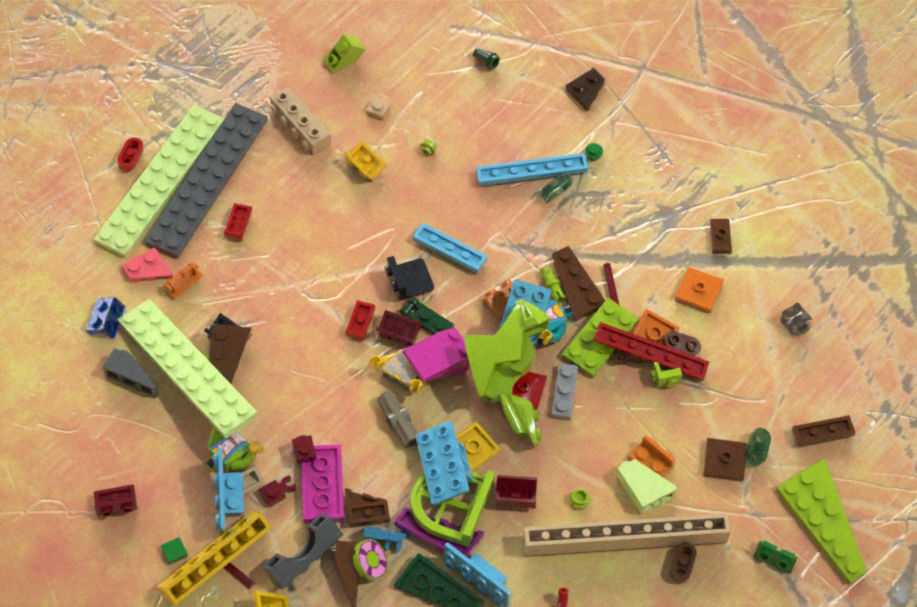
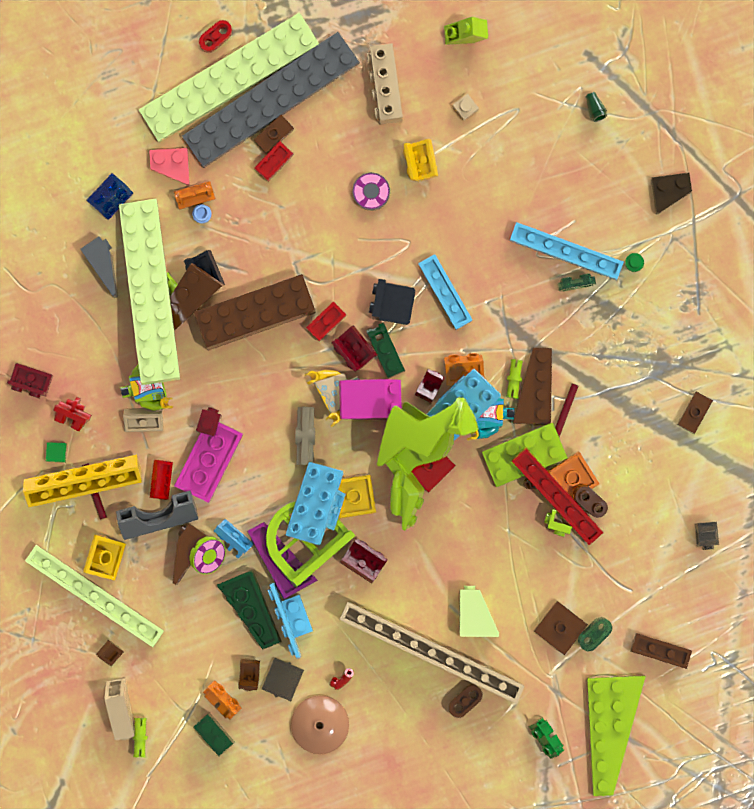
camera: 30 degrees right, 25 degrees up
(180, 508) = (73, 410): none -> red hips
(197, 291) = (202, 213): none -> light blue plate
(224, 202) = (273, 134): none -> reddish brown plate
(230, 494) = (125, 428): medium azure bracket -> none
(274, 493) = (165, 444): dark red plate -> none
(288, 521) = (161, 479): none -> red plate
(292, 342) = (254, 312): none -> reddish brown brick
(337, 205) = (371, 191): none -> tile
(365, 509) = (231, 503): reddish brown wing -> none
(428, 147) = (486, 175): lime plate -> none
(483, 322) = (429, 386): none -> dark red bracket
(564, 391) = (463, 487): light grey plate -> none
(580, 498) = (415, 594): lime plate -> none
(653, 456) = (497, 593): orange bracket -> none
(699, 289) = (641, 455): orange plate -> none

